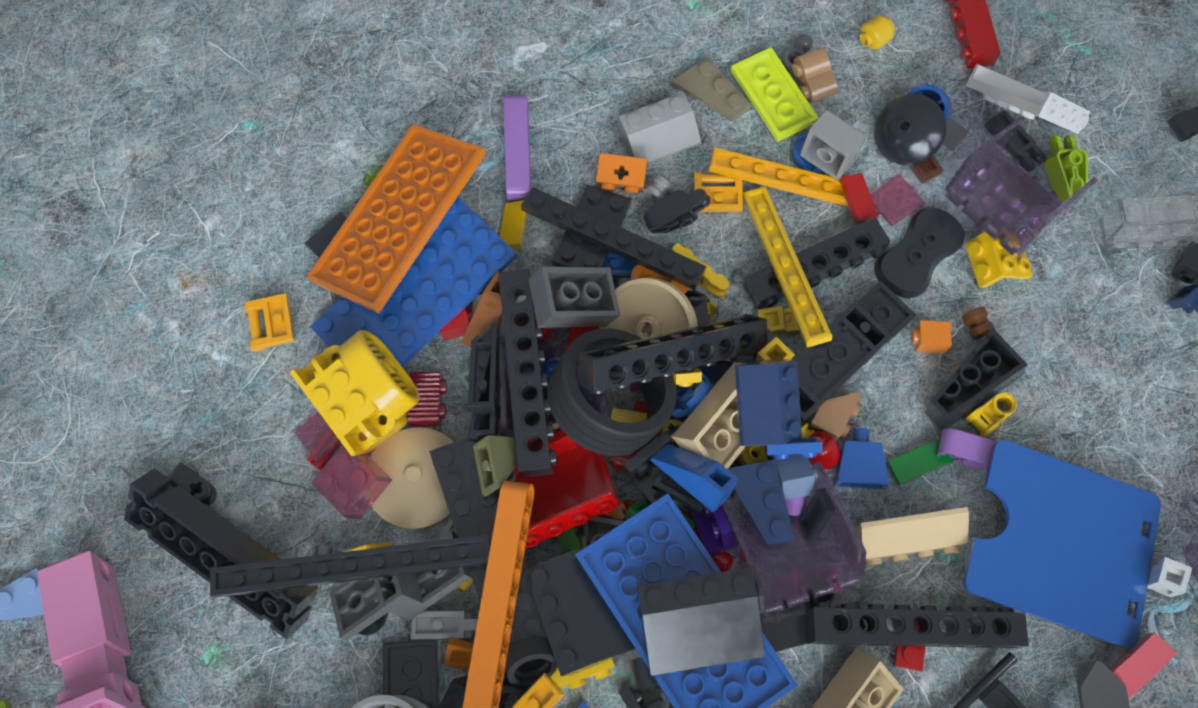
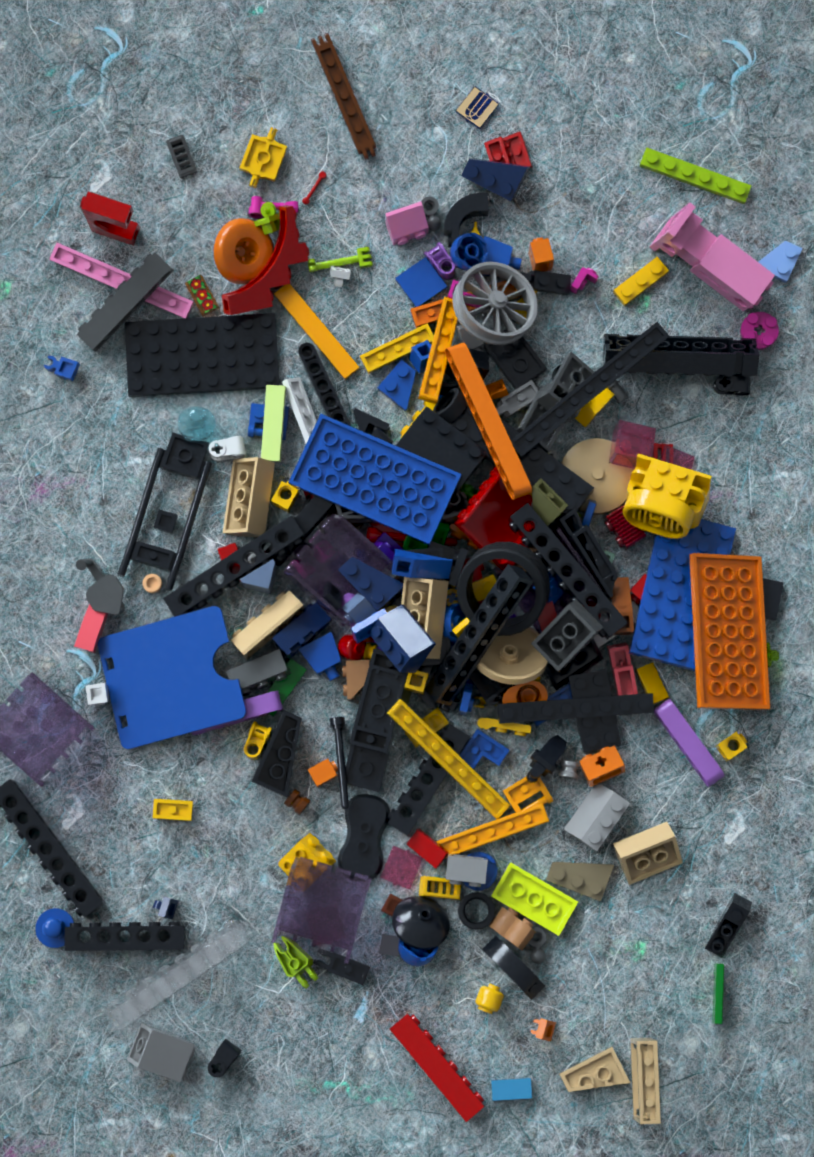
camera: 145 degrees right, 10 degrees up
(98, 532) = (768, 324): none -> dark pink plate
(196, 681) = (640, 281): none -> yellow plate
(277, 321) = (760, 519): light orange plate -> none
(455, 433) = (589, 512): none -> blue tile
(483, 125) = (723, 747): none -> yellow brick
(537, 247) = (622, 669): none -> coral slope
(630, 73) = (648, 853): none -> tan slope
(701, 621) = (365, 480): slope -> none
(730, 308) = (467, 701): none -> blue wing
(733, 263) = (485, 746): none -> blue plate
(812, 682) = (283, 504): none -> yellow brick
(839, 42) = (513, 967): none -> black arch
(847, 100) = (491, 910): none -> black tyre
(872, 169) = (423, 888): none -> yellow slope
(881, 501) = (301, 630): none -> dark blue wedge
(886, 377) = (337, 725): none -> black piece
(891, 591) = (261, 578): none -> sand blue slope
(949, 486) = (260, 671): none -> dark grey brick
(1027, 100) = (347, 989): white piece -> none
(1027, 679) = (152, 583): none -> light nougat tile
(1130, 397) = (172, 809): none -> yellow plate

